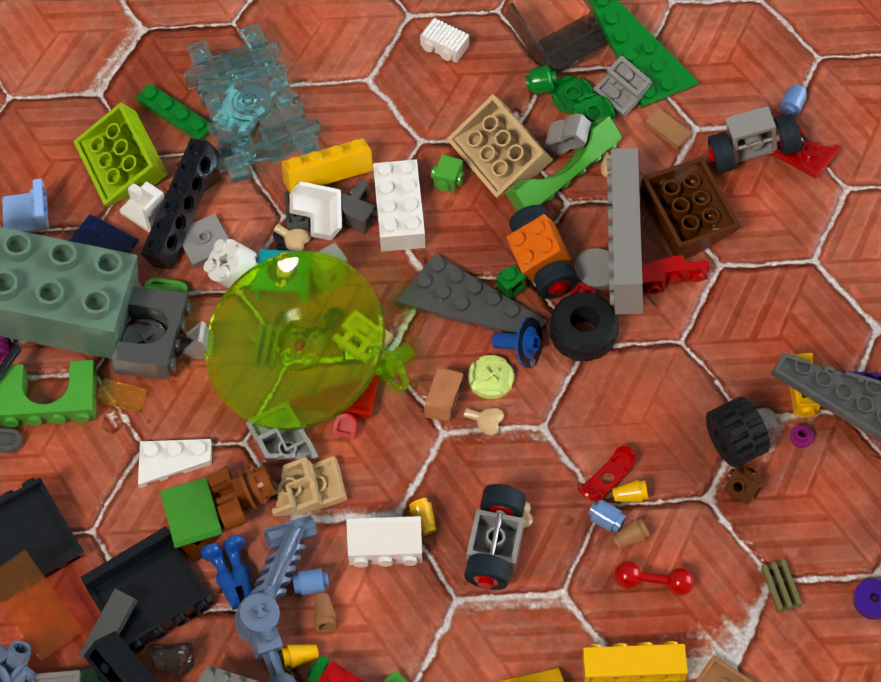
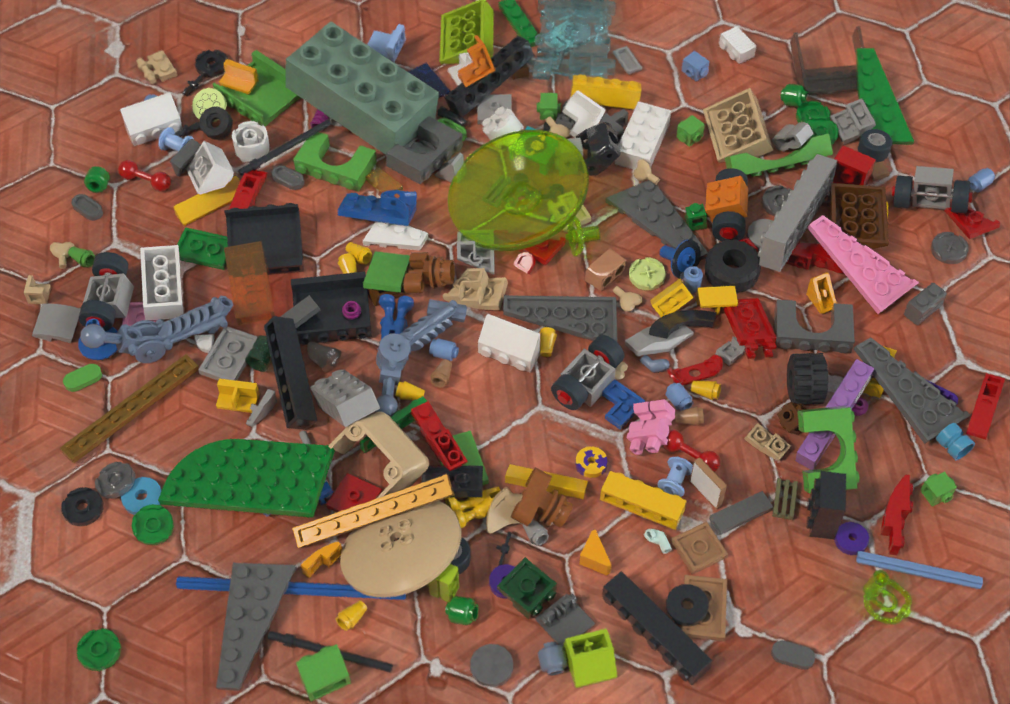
camera: 25 degrees right, 5 degrees down
(137, 434) = (384, 209): none -> blue plate
(137, 525) = (347, 263): none -> yellow cone
(142, 502) = (362, 254): none -> yellow cone
(158, 272) = (442, 112): none -> black axle
(170, 199) = (480, 65): none -> orange panel
(170, 575) = (351, 305): none -> magenta plate
(268, 211) = (548, 106): none -> bright green brick
(327, 111) = (627, 60): none -> light grey tile
(359, 240) = (601, 147): none -> black piece
(411, 87) = (695, 66): none -> medium blue brick
(423, 250) = (644, 173): none -> tan rock
(441, 467) = (569, 314): none -> dark grey wing
(536, 398) = (671, 298): none -> yellow panel
(547, 363) = (692, 278): none -> medium blue brick
(547, 453) = (646, 344): none -> light grey piece
(553, 425) = (671, 322): none -> black tile
(553, 551) = (624, 402): none -> blue plate
(553, 653) = (591, 454): none -> yellow piece
(560, 488) = (655, 365): none -> sand blue arm
(586, 374) = (716, 297): none -> yellow panel
(589, 219) = (773, 198): none -> flat silver tile
(597, 571) = (652, 427): none -> bright pink hips
(634, 429) = (730, 351): none -> light grey slope
(640, 391) = (751, 327): none -> red tile
(654, 617) = (679, 469): none -> light blue hose
(655, 147) = (853, 167): none -> red brick
(662, 107) = (875, 144): none -> black wheel
(687, 382) = (791, 335): none -> dark grey arch
(695, 610) = (708, 483): none -> tile
(696, 317) = (821, 292): none -> light orange slope
(729, 527) = (765, 442): none -> tan slope
(730, 266) = (864, 267): none -> bright pink wing
(743, 625) = (741, 512): none -> dark grey tile
(787, 462) = (846, 395): none -> medium lavender brick
(799, 198) = (949, 248): none -> flat silver tile
(810, 280) = (925, 303): none -> dark grey brick
(828, 528) = (839, 422): none -> bright green arch
(837, 577) = (826, 505): none -> black brick

